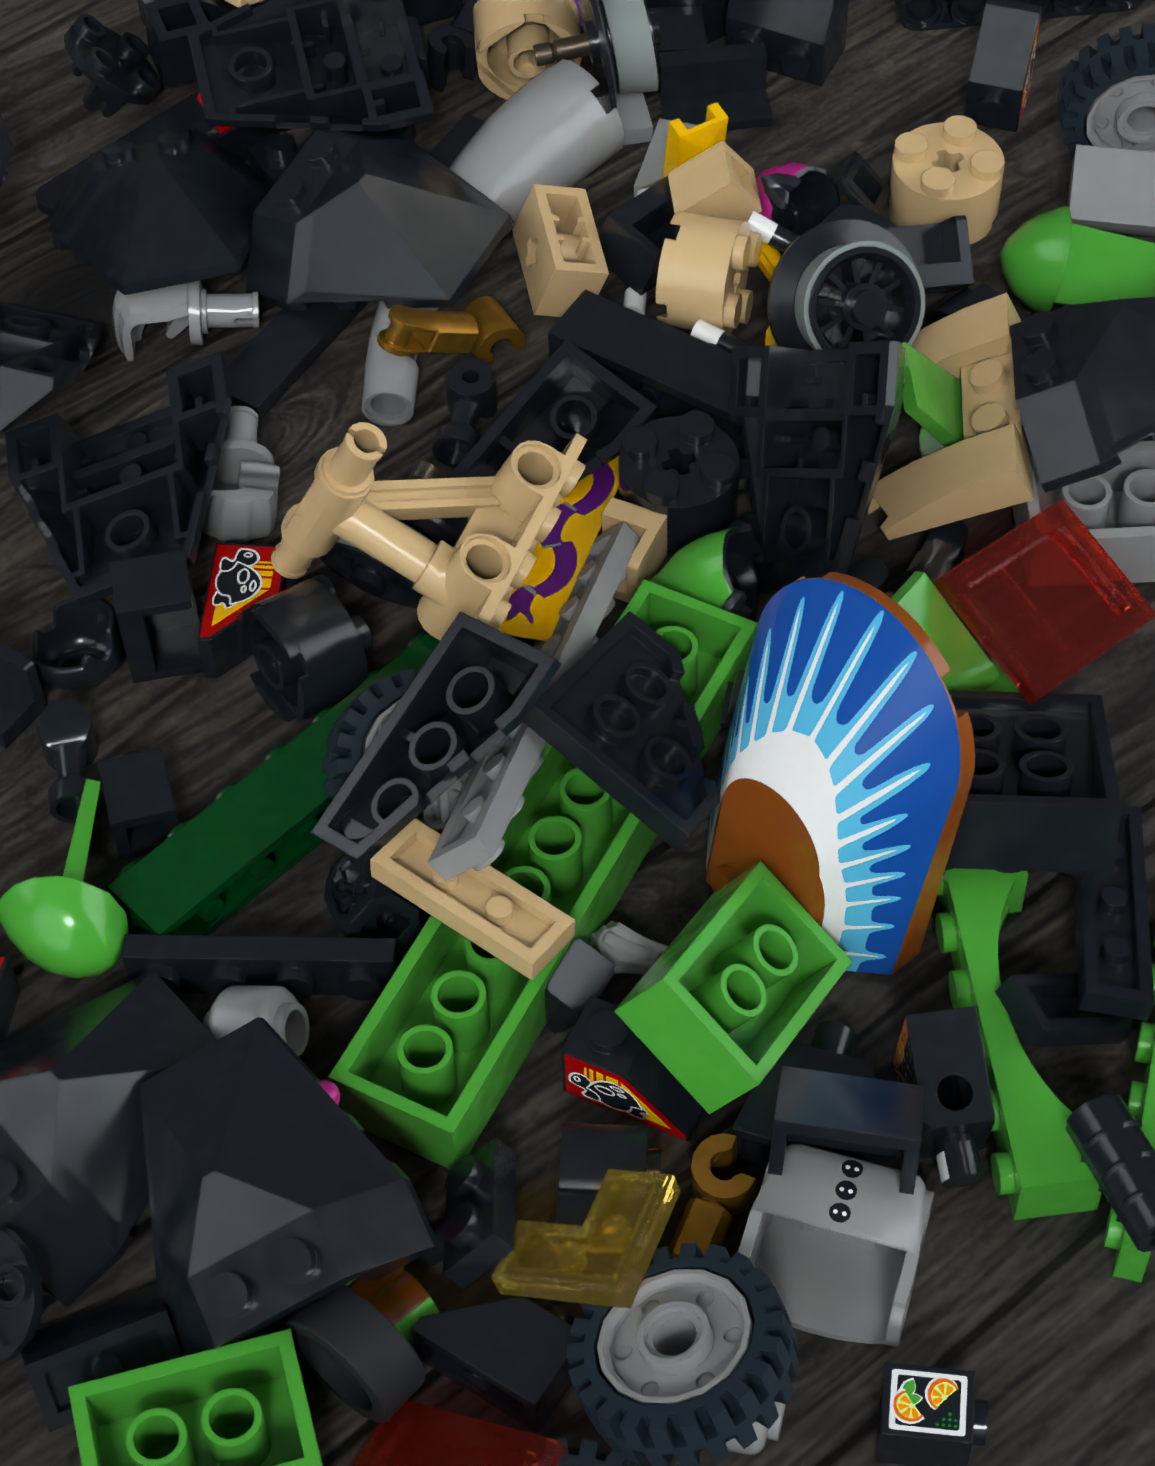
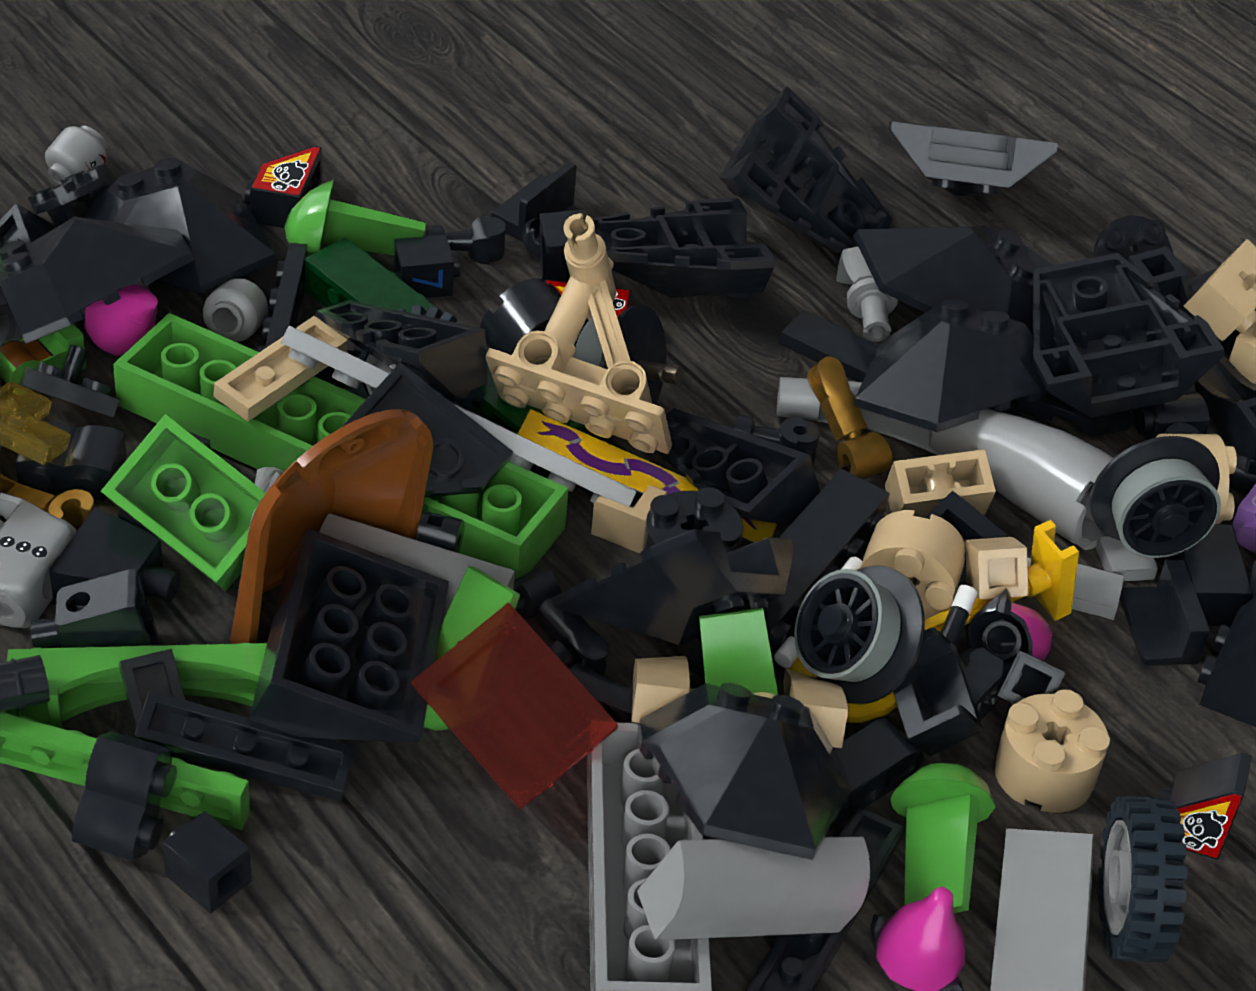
camera: 85 degrees right, 10 degrees down
(244, 484) = (701, 323): light grey piece -> none
(577, 977) = (236, 447): black slope -> none
(718, 570) = (584, 552): hat -> none
(849, 1116) = (57, 536): black panel -> none

